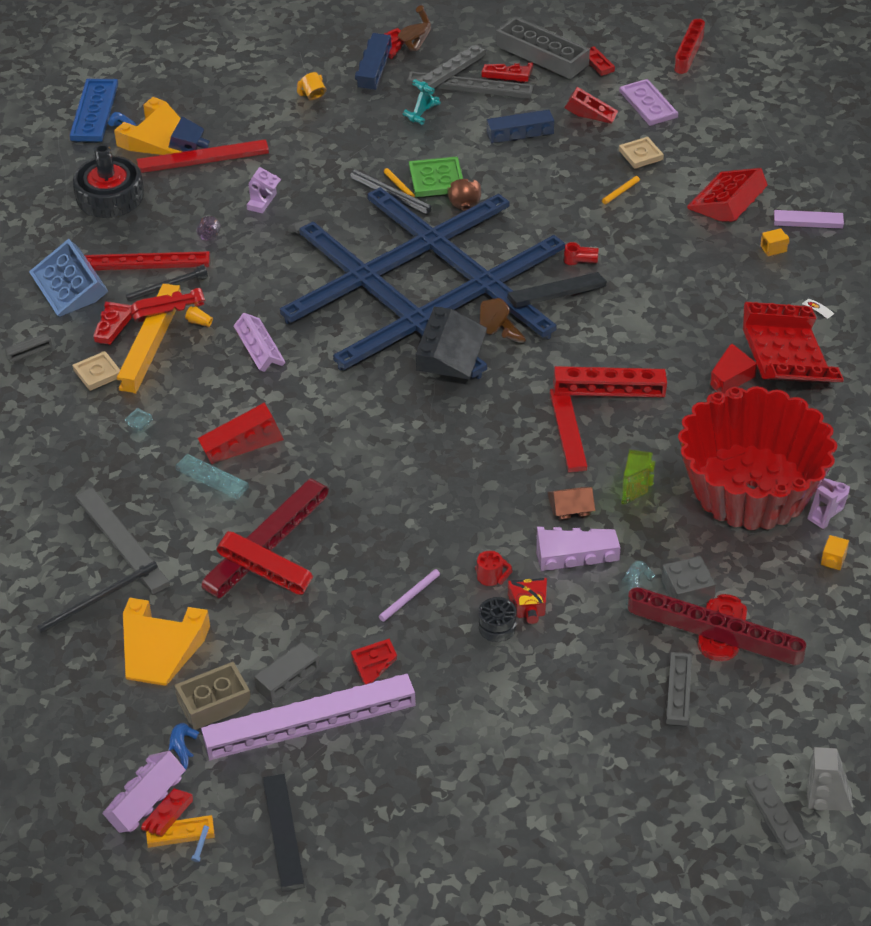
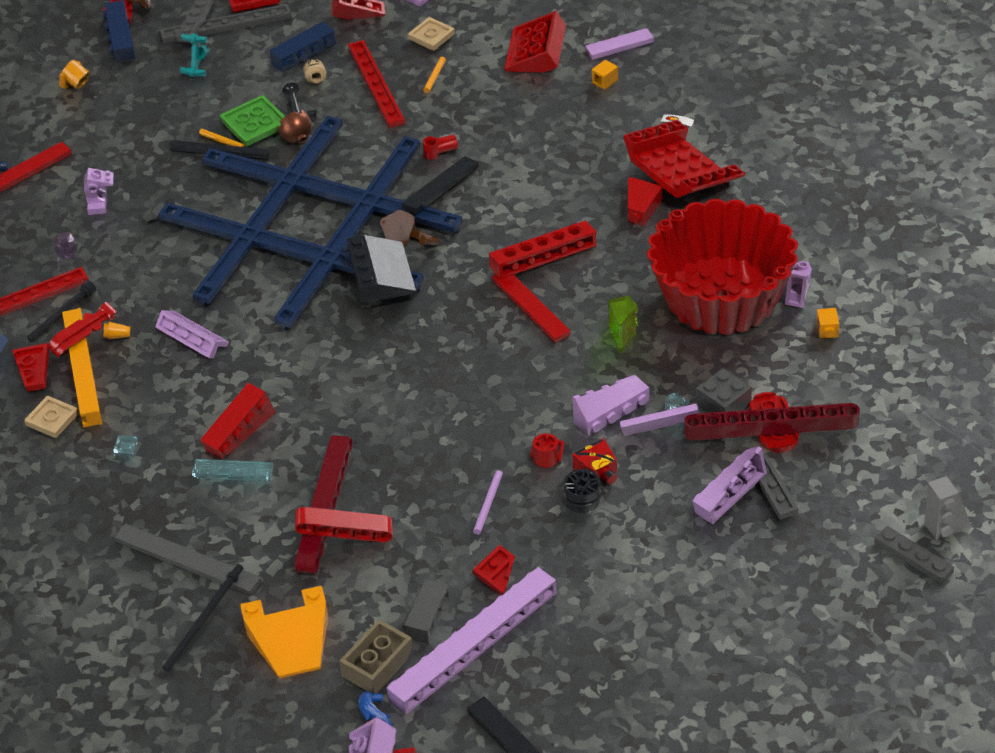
camera: 25 degrees left, 0 degrees up
(484, 160) = (291, 90): none -> black piece
(515, 151) = (314, 71): none -> tan head
(564, 181) = (376, 84): none -> red tile
(572, 501) = (578, 365): copper slope -> none
(608, 580) = (657, 420): none -> lavender tile
(635, 671) = (730, 485): none -> lavender wedge

